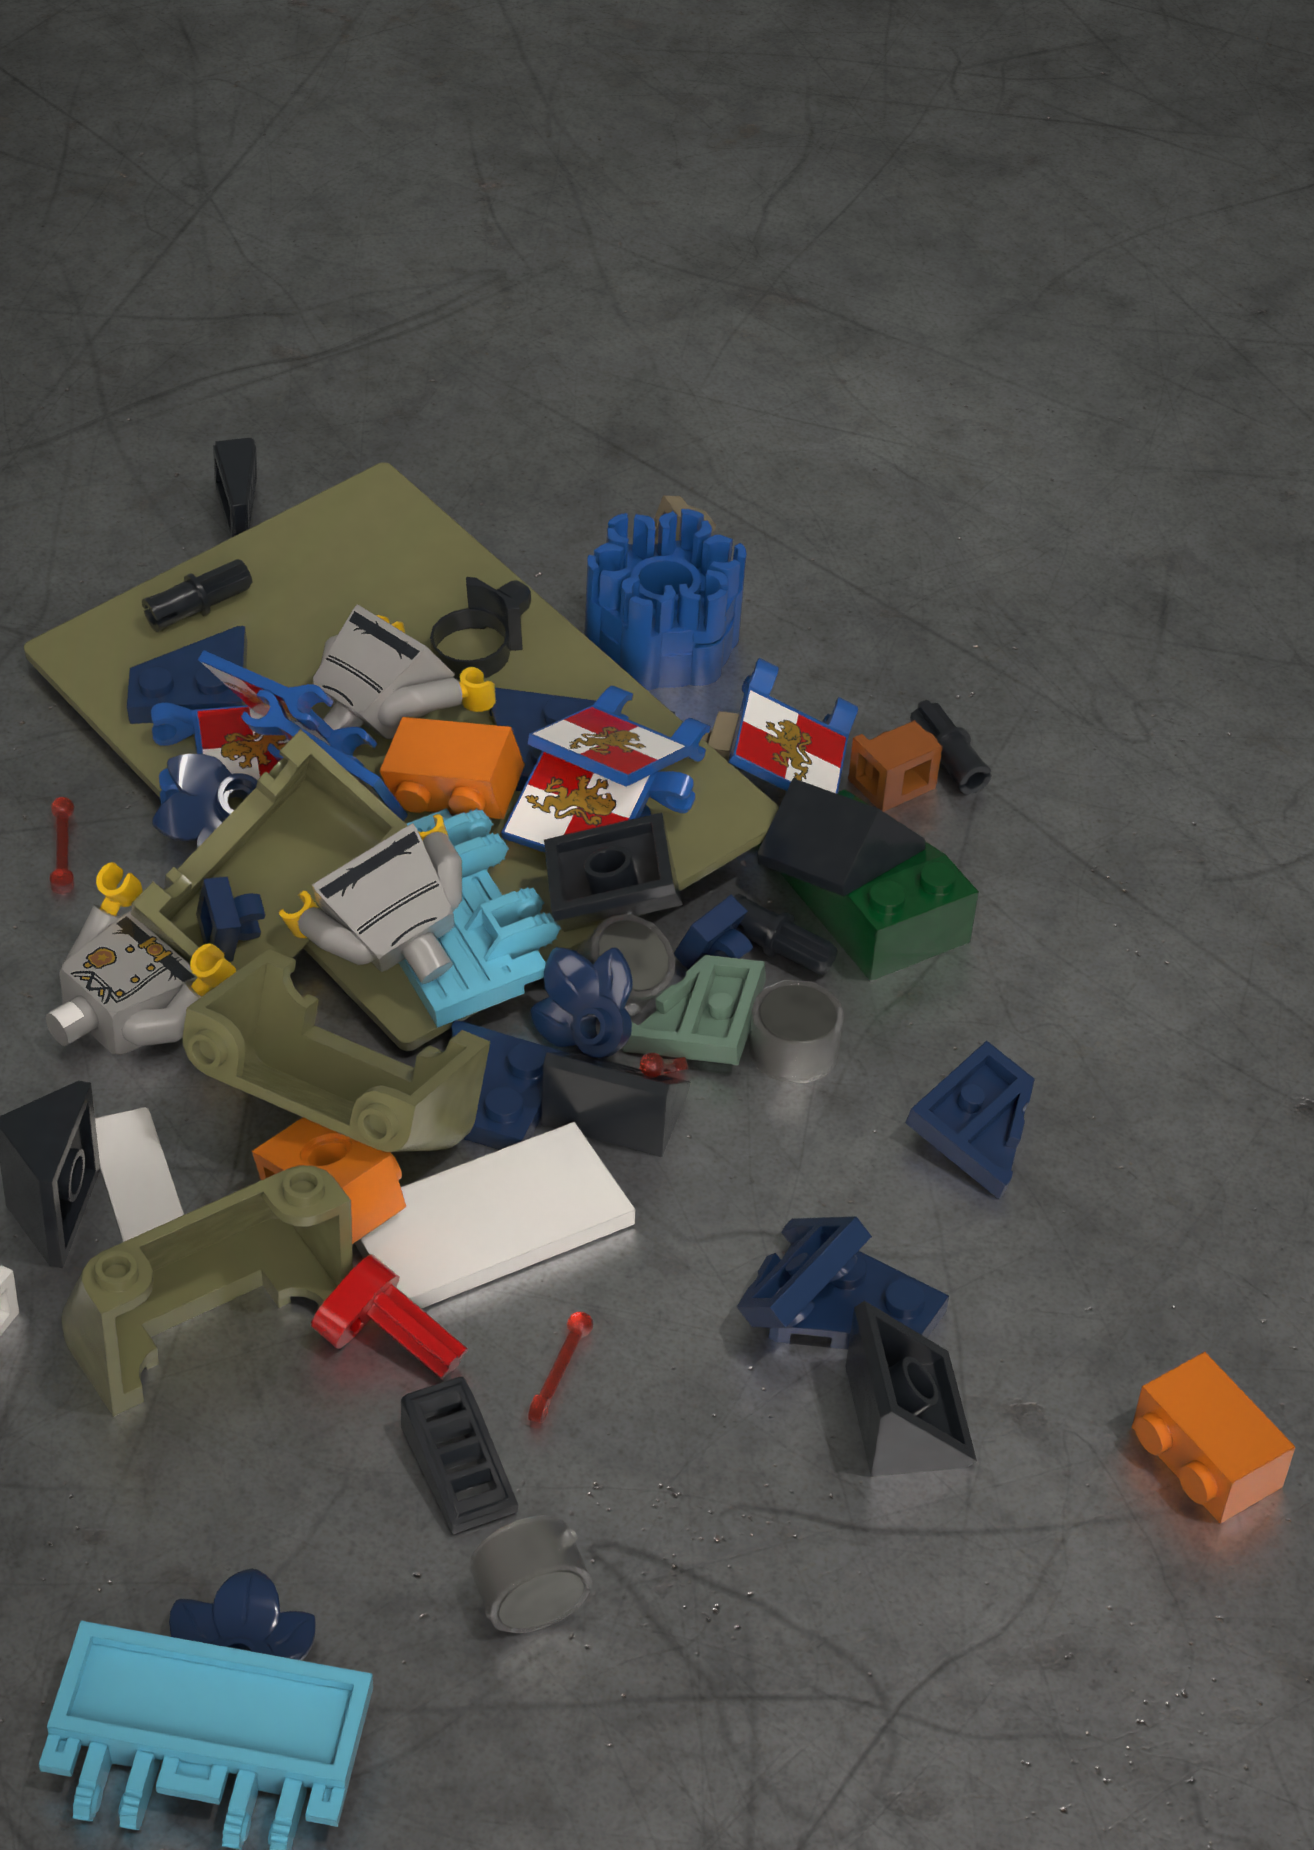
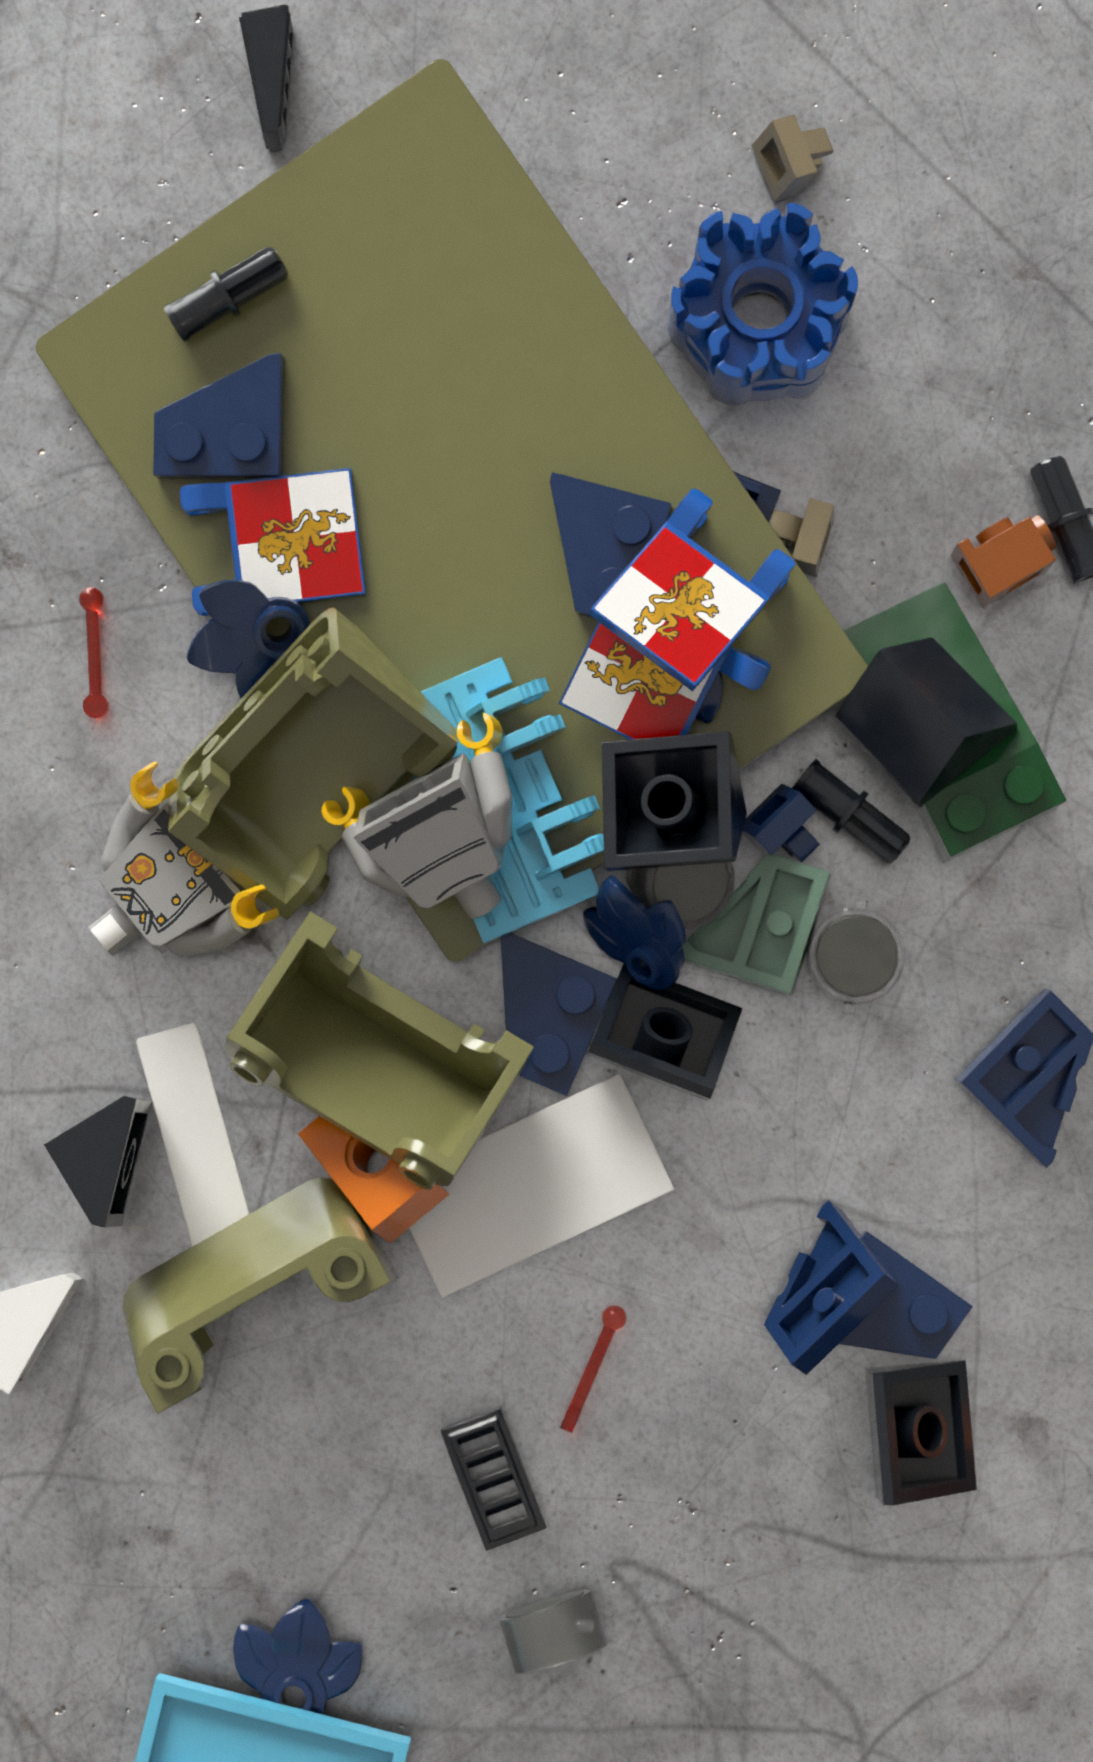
camera: 15 degrees right, 40 degrees up
(225, 918) = (266, 809): dark blue tile -> none
(277, 723) = (370, 616): blue flag -> none
(295, 700) = (324, 544): blue flag -> none
(373, 1294) = (415, 1301): red piece -> none
(386, 675) = (433, 472): light grey torso -> none
(452, 766) = (506, 615): orange brick -> none
(486, 608) = (580, 340): black piece -> none
(653, 1065) = (726, 990): clear red hinge -> none
(786, 743) = (886, 540): flag -> none

